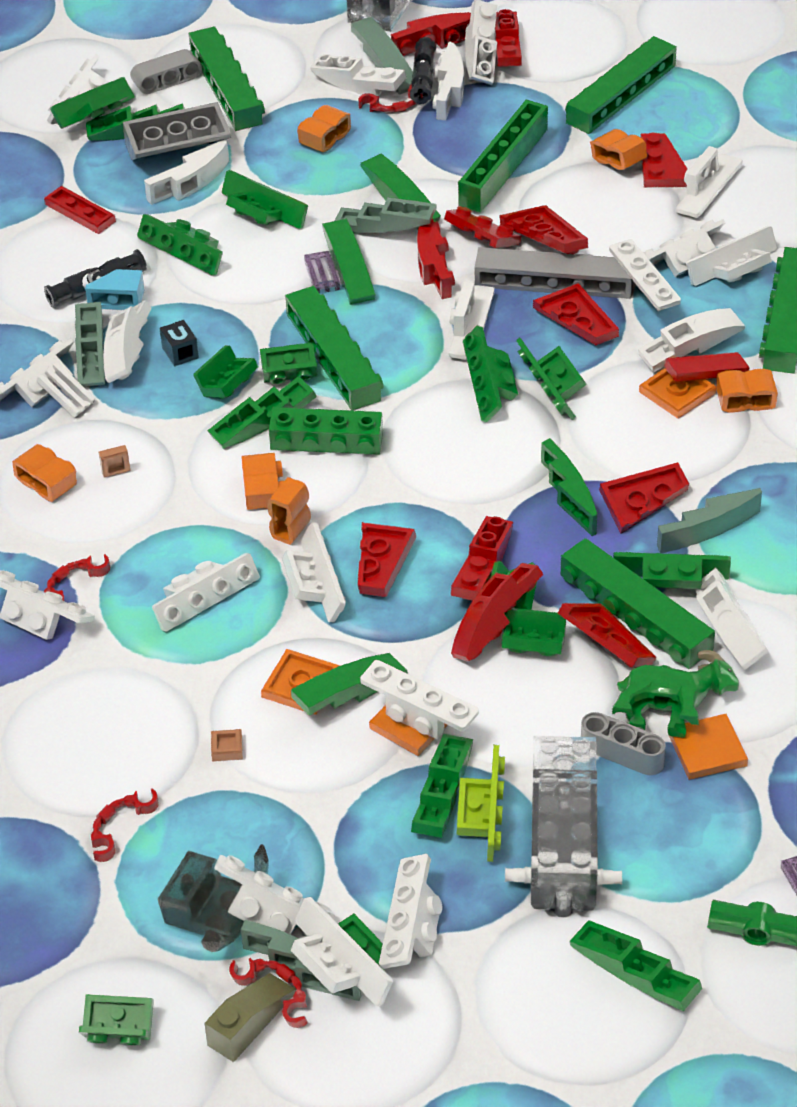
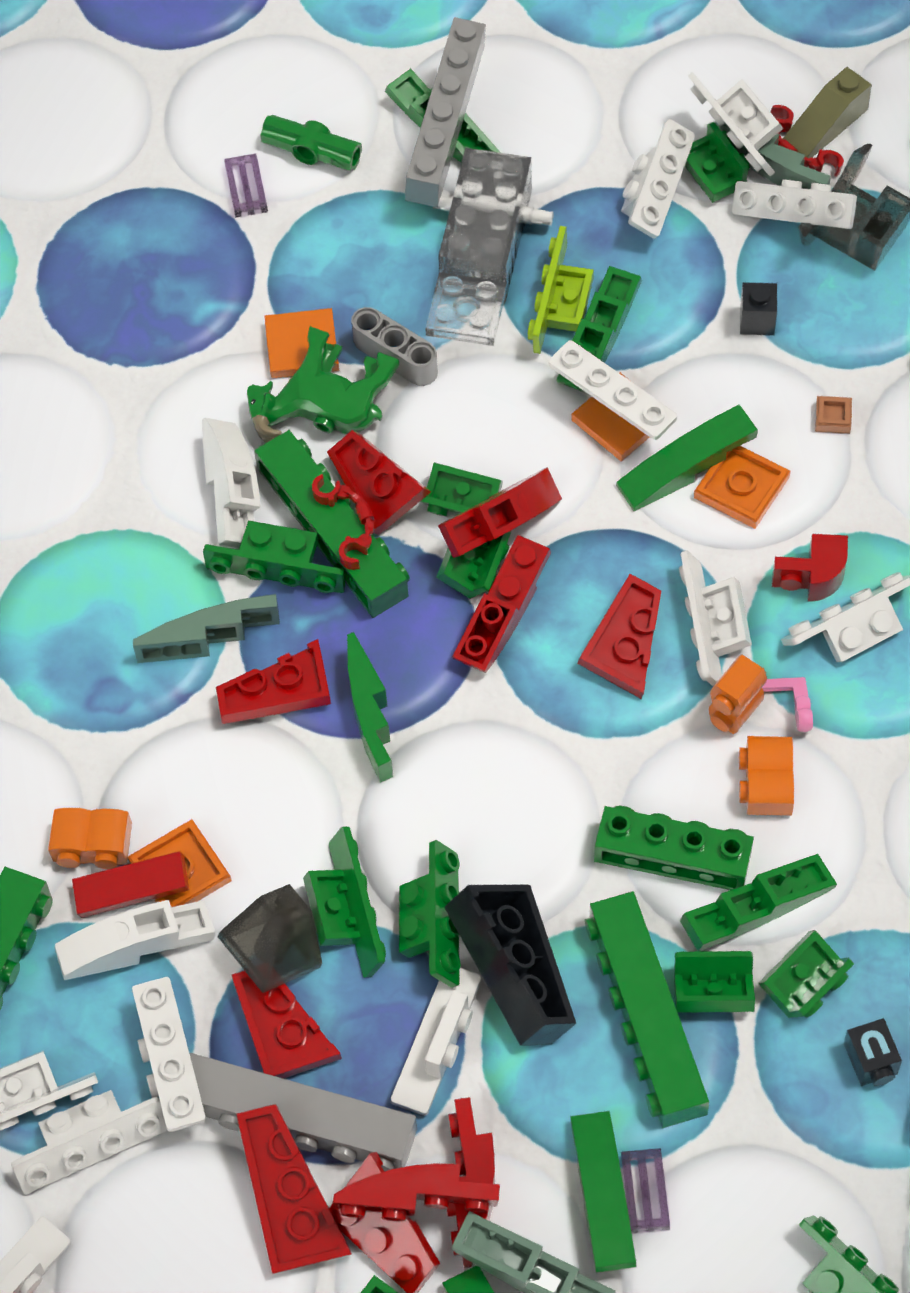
camera: 170 degrees left, 15 degrees up
(231, 613) = (819, 573): none -> red brick
(241, 540) = (803, 710): none -> bright pink piece
(300, 811) = (758, 308): none -> black brick
(430, 353) = (514, 958): none -> black wedge
(465, 221) = (397, 1190): none -> red slope
(597, 344) = (274, 939): none -> clear smoke slope
(609, 591) = (364, 513): none -> red piece
(628, 931) = (445, 112): none -> light grey brick

